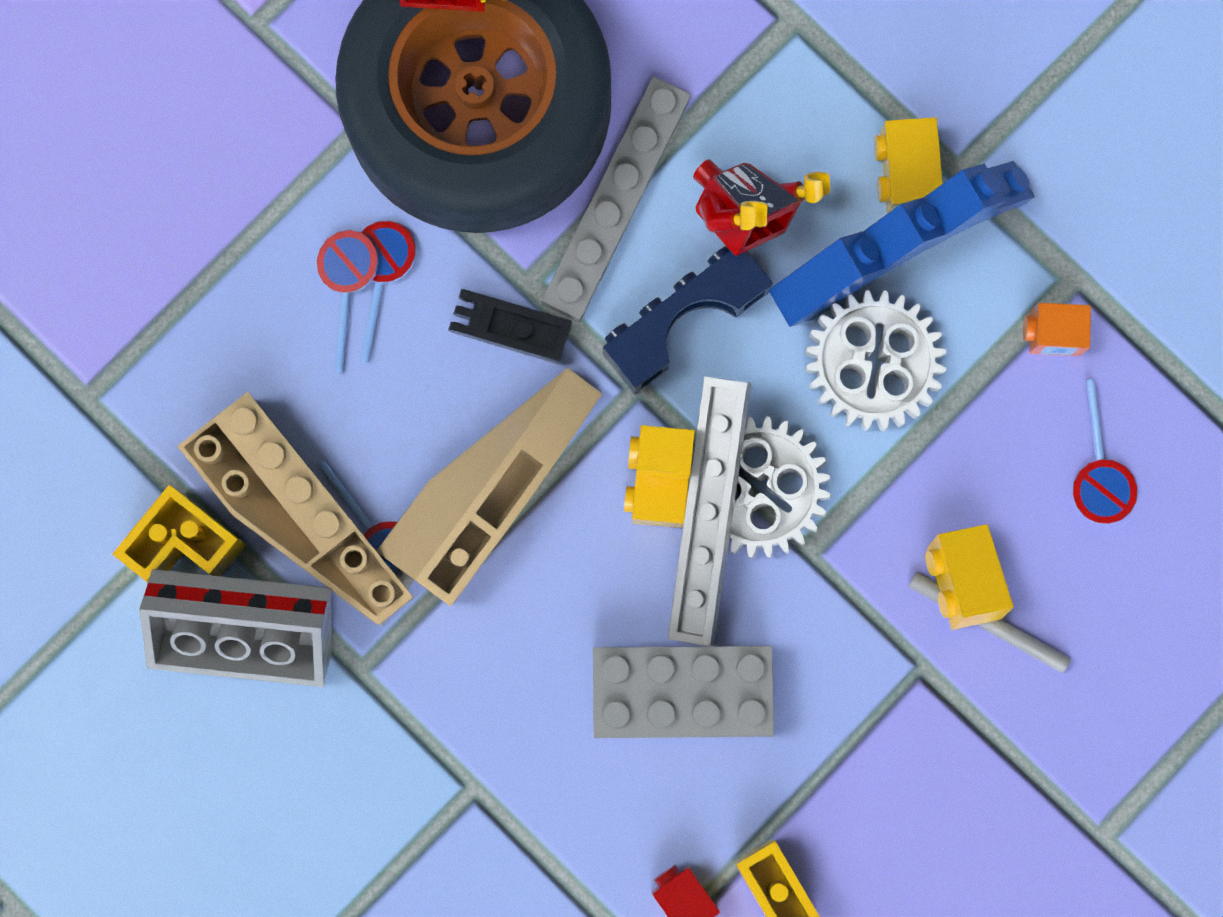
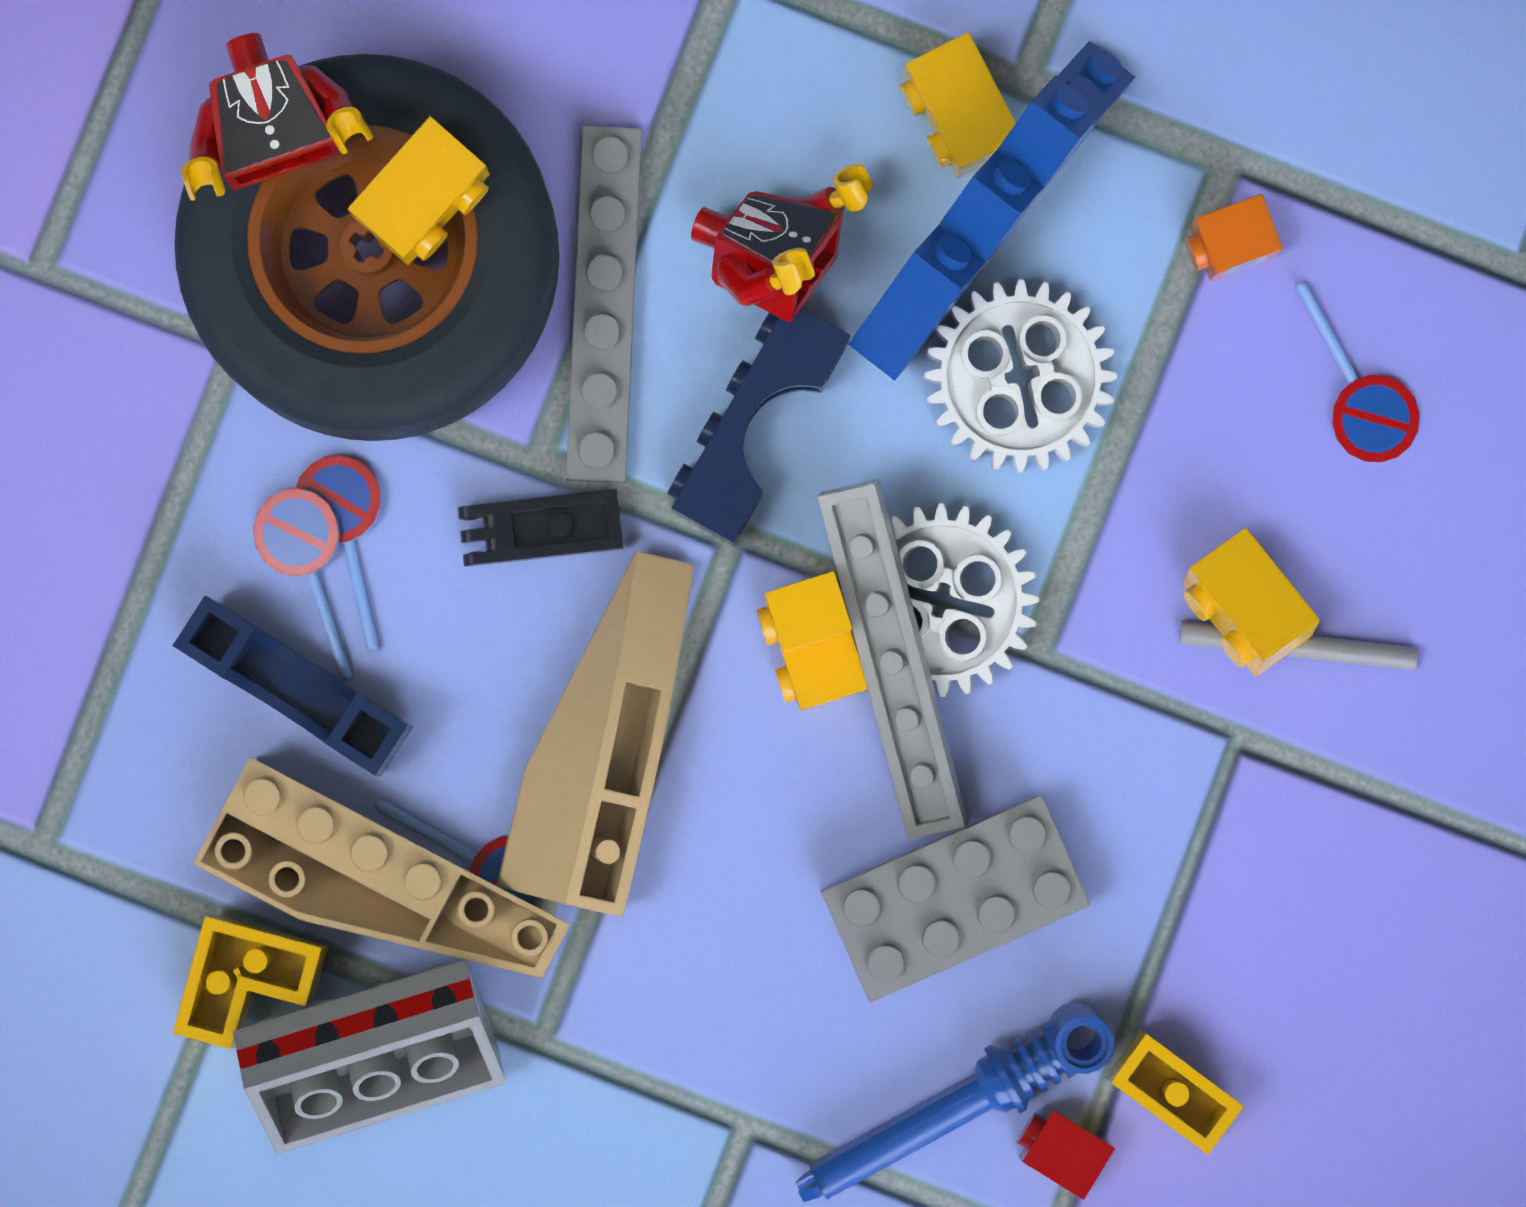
camera: 25 degrees left, 5 degrees up
(298, 359) = (293, 686): none -> dark blue arch
(524, 55) = (421, 192): none -> yellow brick
(659, 832) = (999, 1082): none -> blue piece

